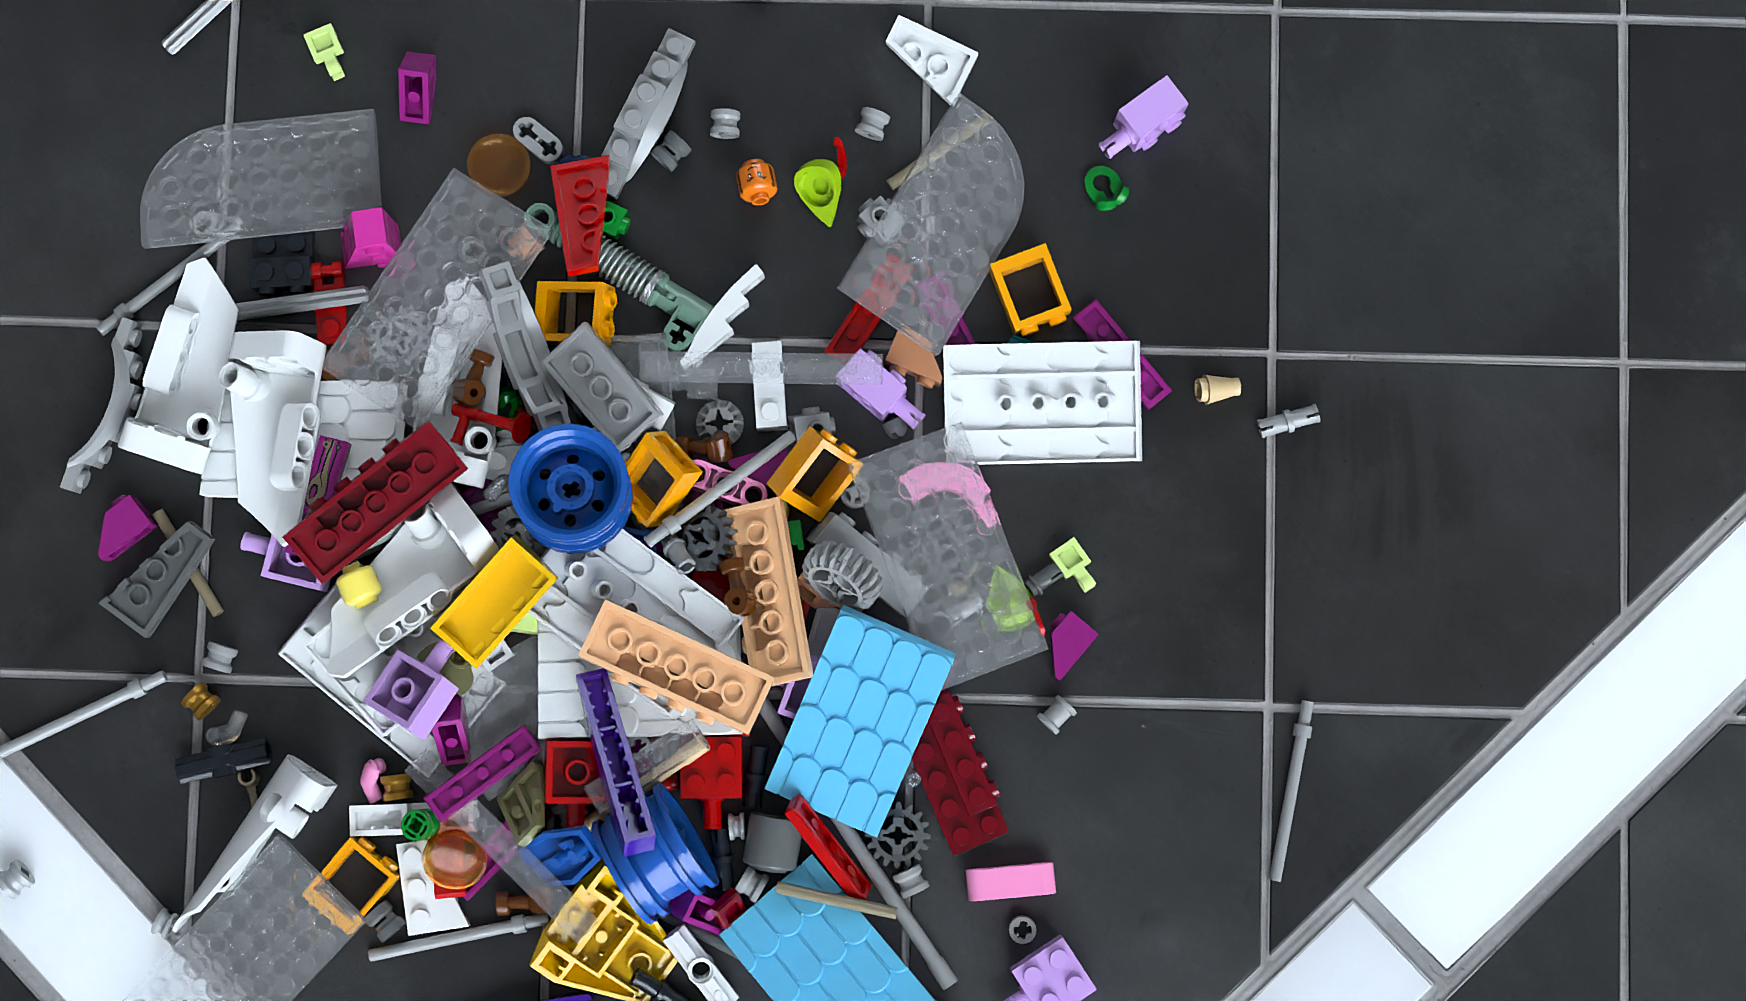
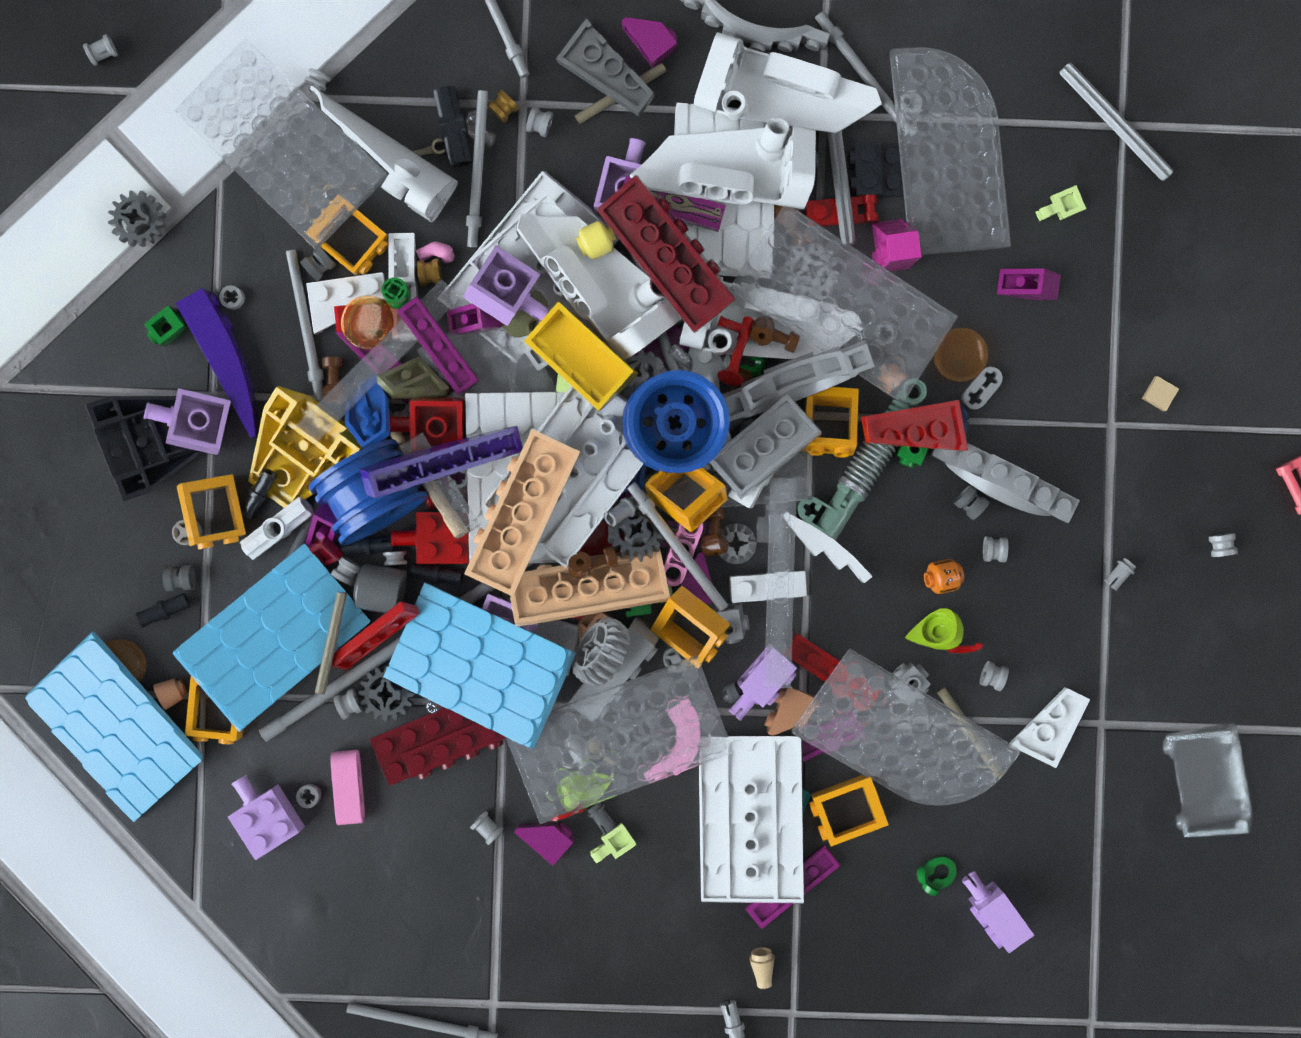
camera: 90 degrees right, 5 degrees up
(335, 735) = (474, 220): none -> light grey bar

